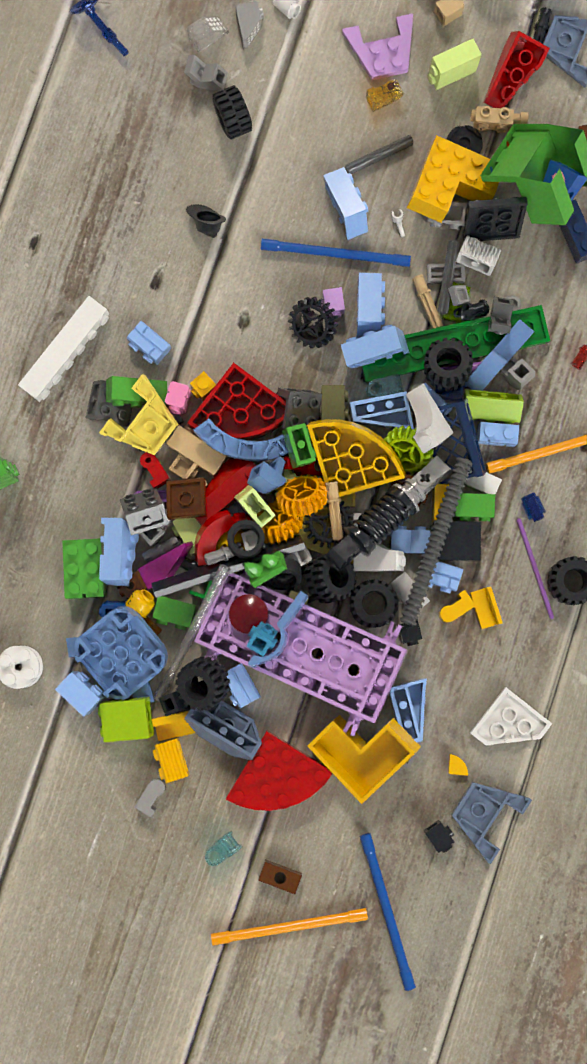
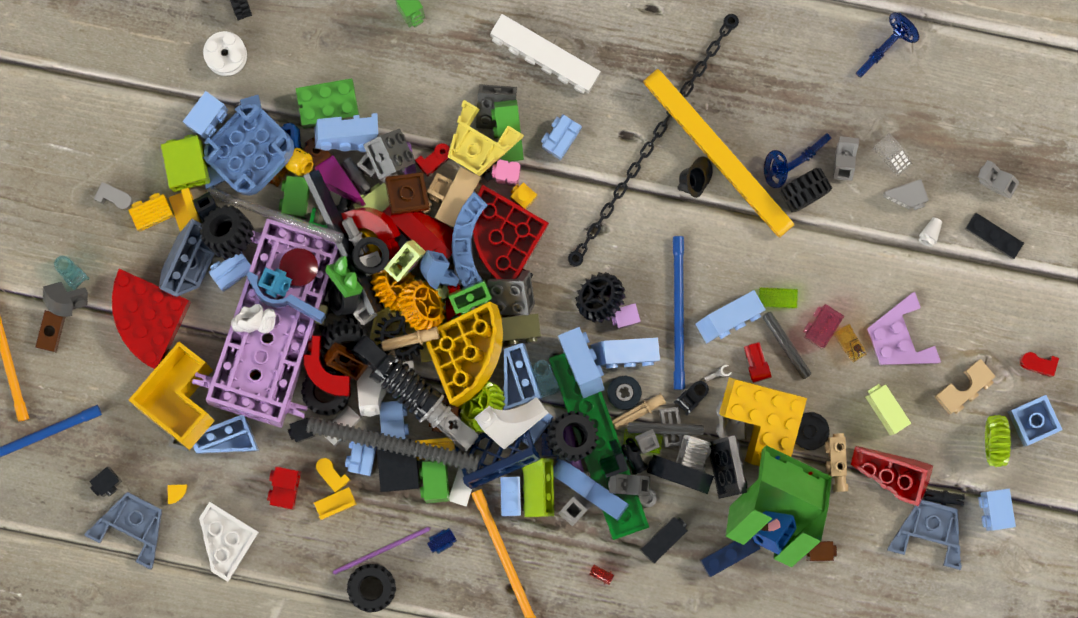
camera: 85 degrees right, 0 degrees up
(59, 173) = (730, 27): none -> black piece
(183, 193) = (718, 153): none -> yellow beam
(208, 136) = (781, 168): none -> clear blue dish
(253, 860) = (63, 302): none -> dark grey brick
(297, 664) = (254, 319): none -> white hair
(332, 155) = (778, 297): none -> clear neon green tile
(355, 571) = (352, 368): none -> reddish brown piece
(365, 117) = (823, 326): none -> clear pink brick
(368, 598) = (327, 382): none -> red arch
(397, 183) = (758, 368): none -> red piece
(406, 304) = (615, 396): none -> black bush
(419, 250) = (691, 397): none -> black piece
(464, 655) = (285, 487): none -> red brick
(478, 324) = (616, 463): none -> black panel
(495, 267) = (680, 474): none -> black arch
(556, 290) = (664, 539): none -> black brick

